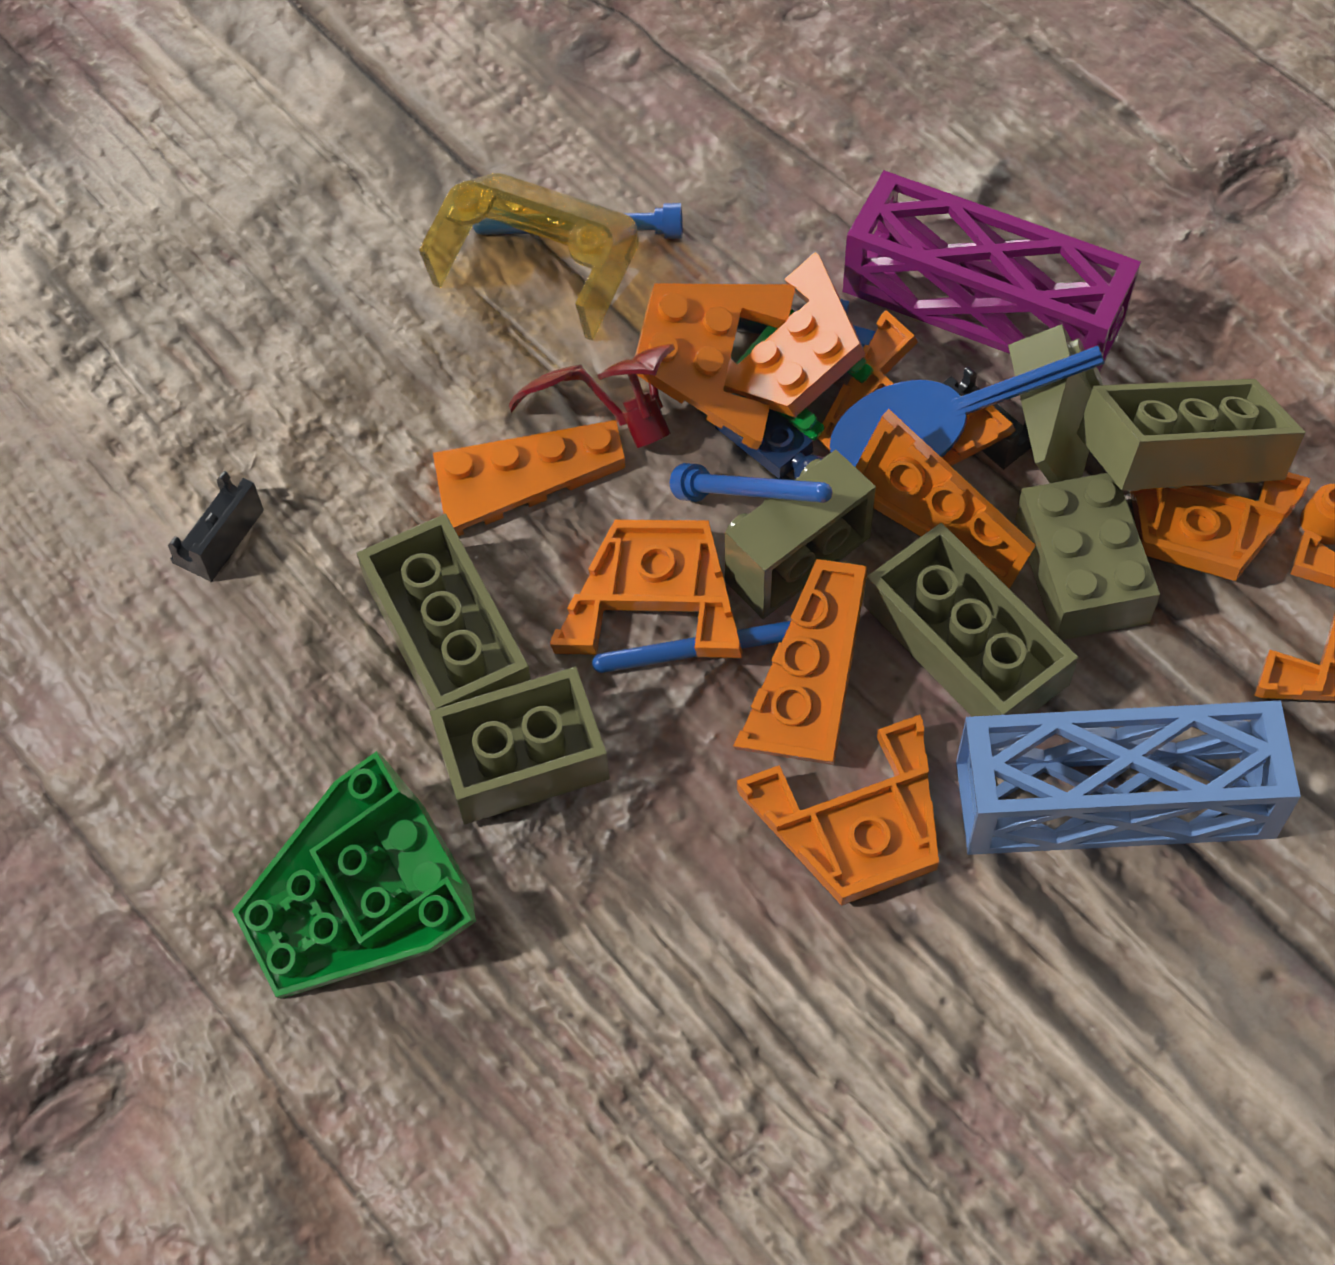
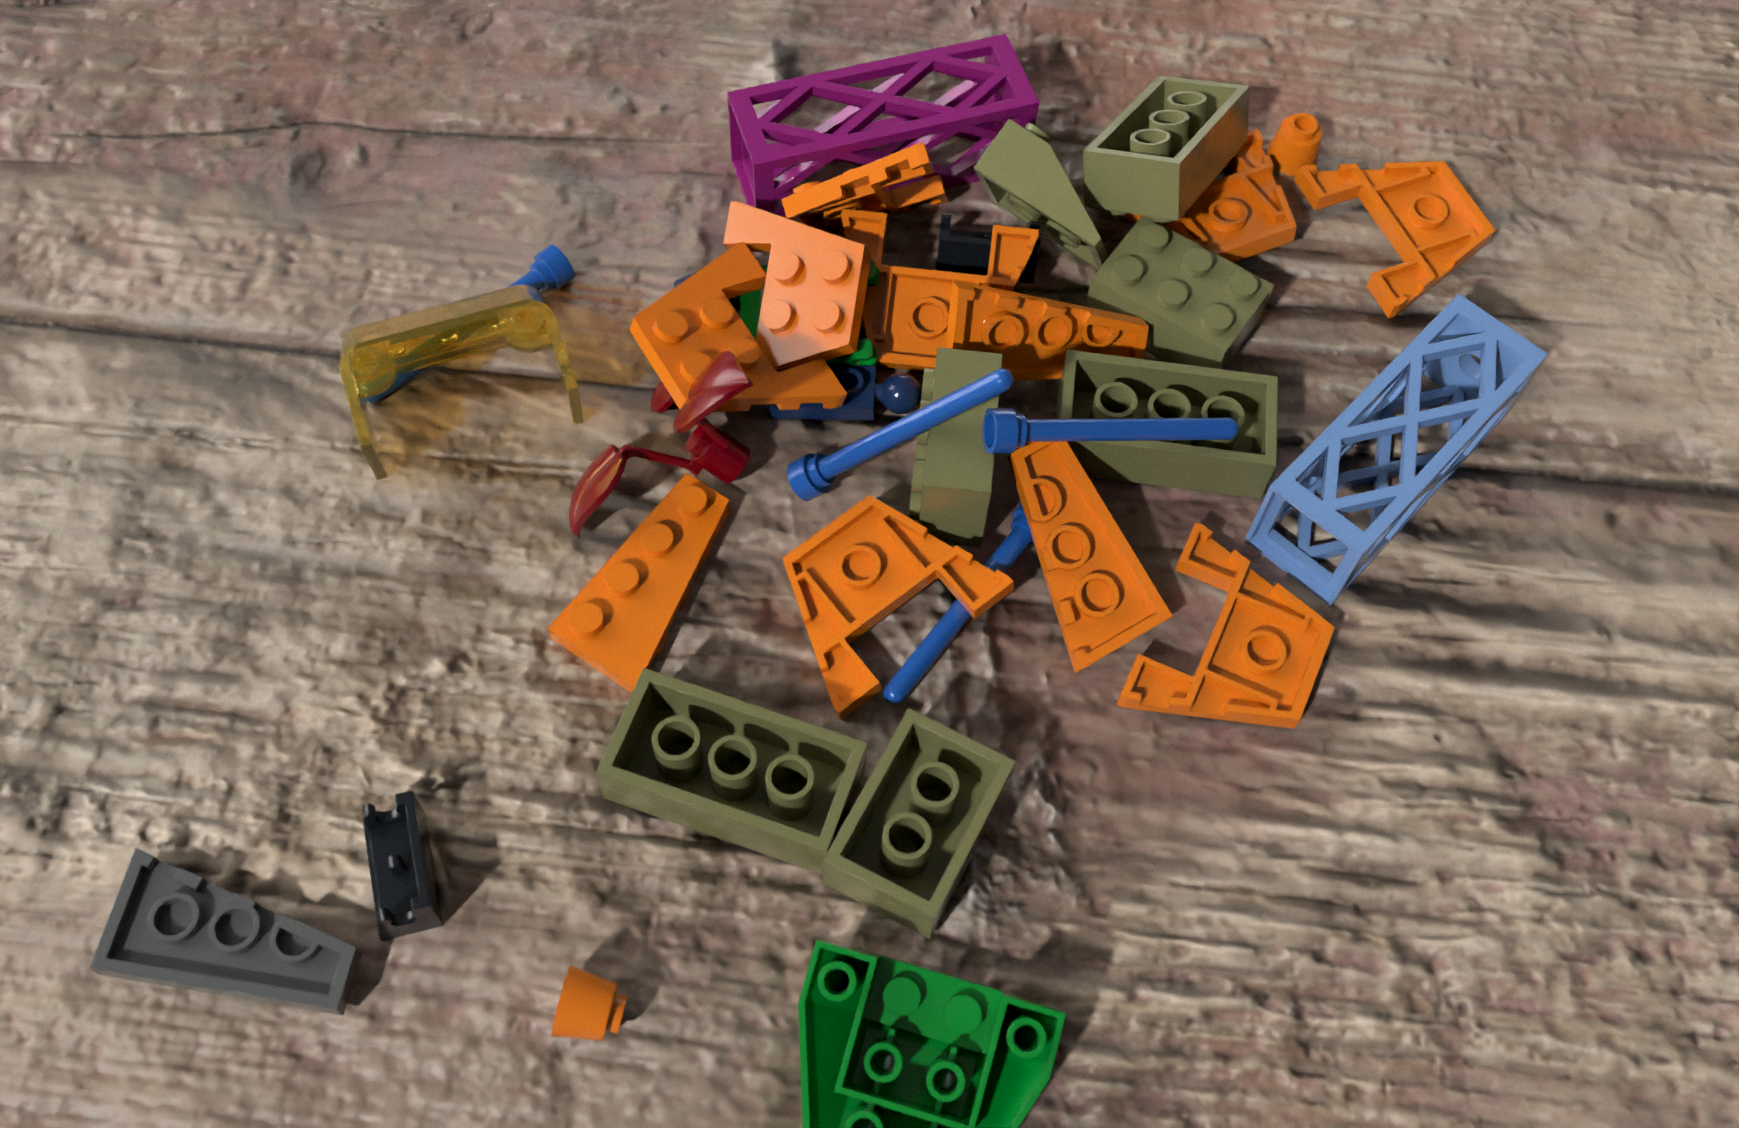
camera: 50 degrees left, 0 degrees up
(86, 486) = (207, 940): none -> dark grey wing
(232, 687) = (588, 1007): none -> orange hat
(815, 538) = (1006, 430): none -> blue piece
(920, 311) = (867, 189): none -> orange wing
(938, 410) = (921, 300): blue piece -> none

